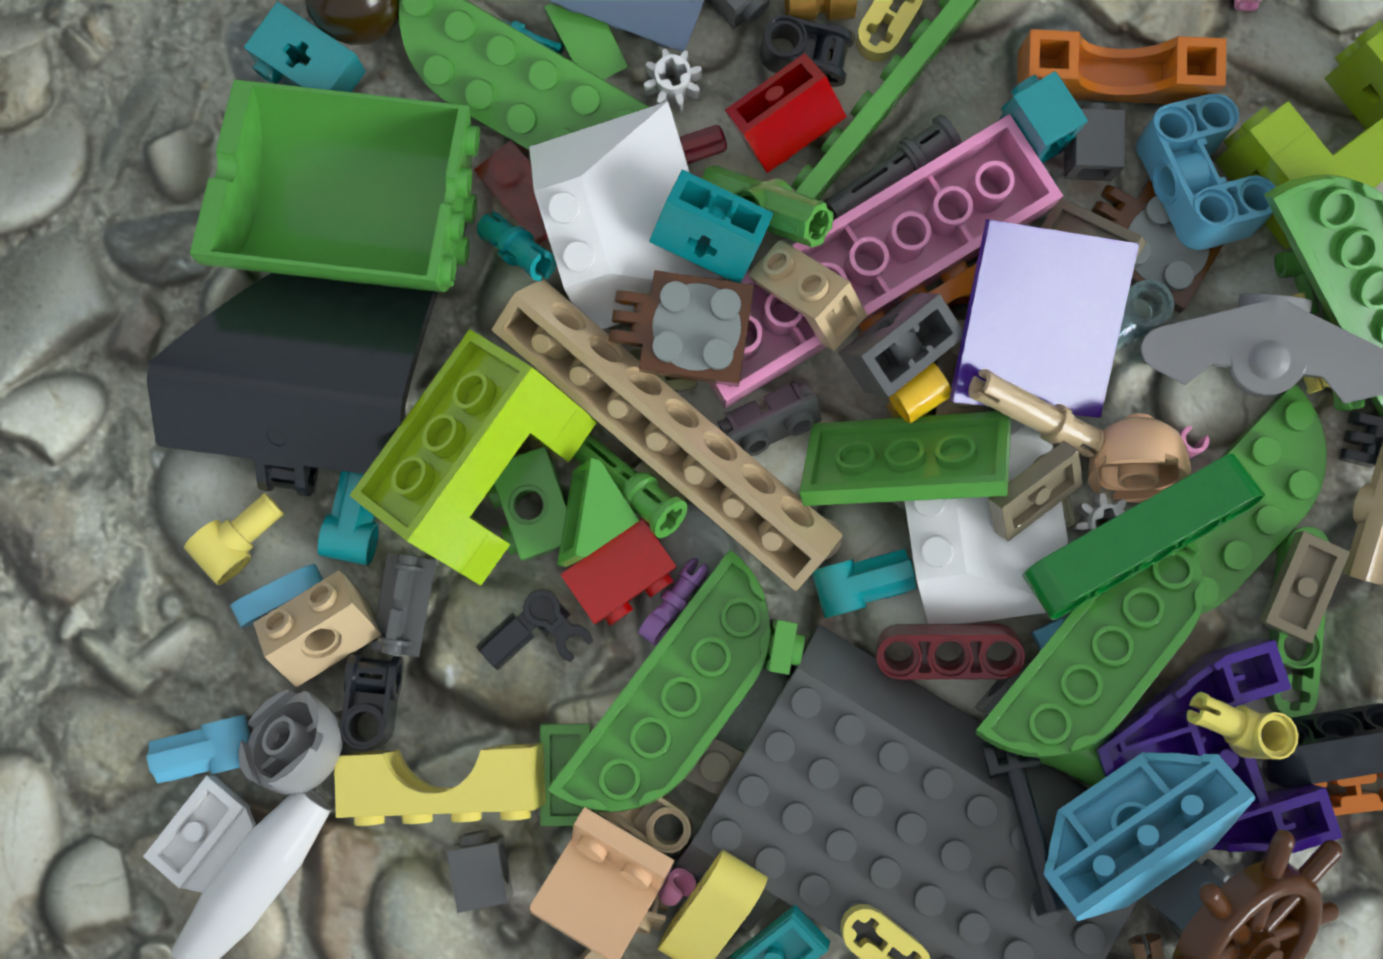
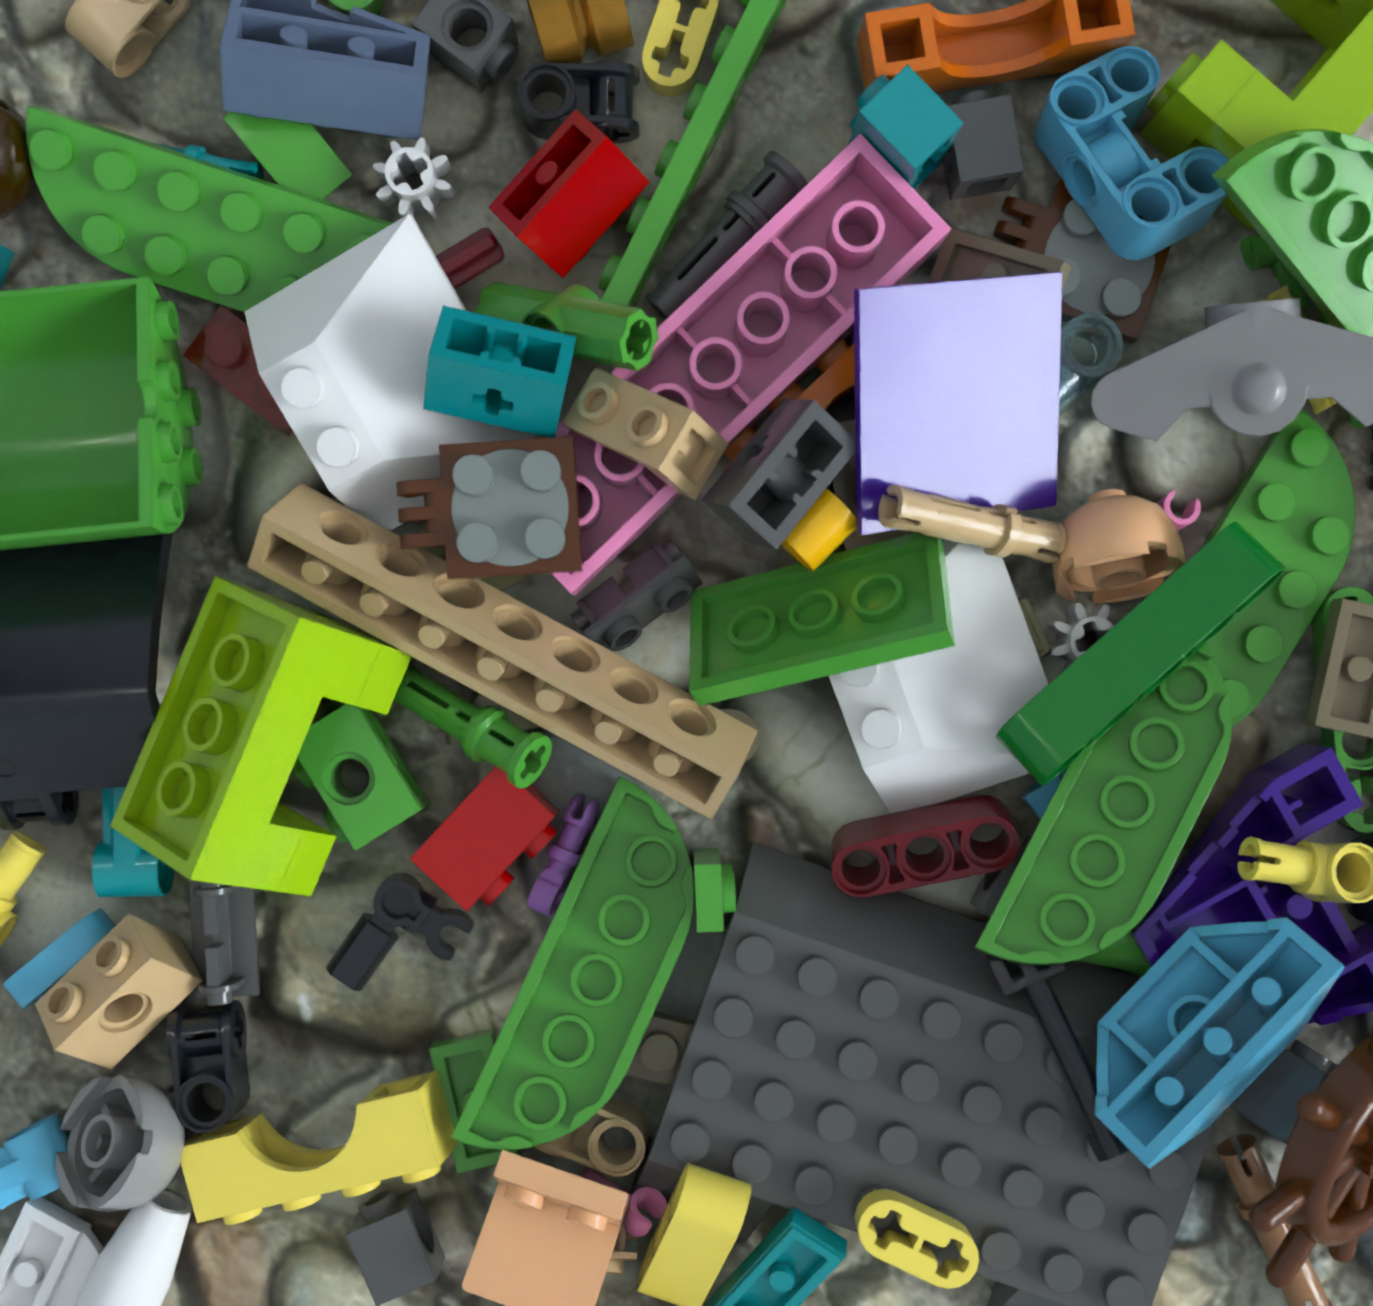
camera: 15 degrees left, 5 degrees up
(516, 246) = (258, 446): teal pin -> none
(593, 513) = (434, 776): bright green slope -> none
(852, 585) = (782, 787): teal piece -> none
(1036, 491) = (992, 624): dark tan plate -> none

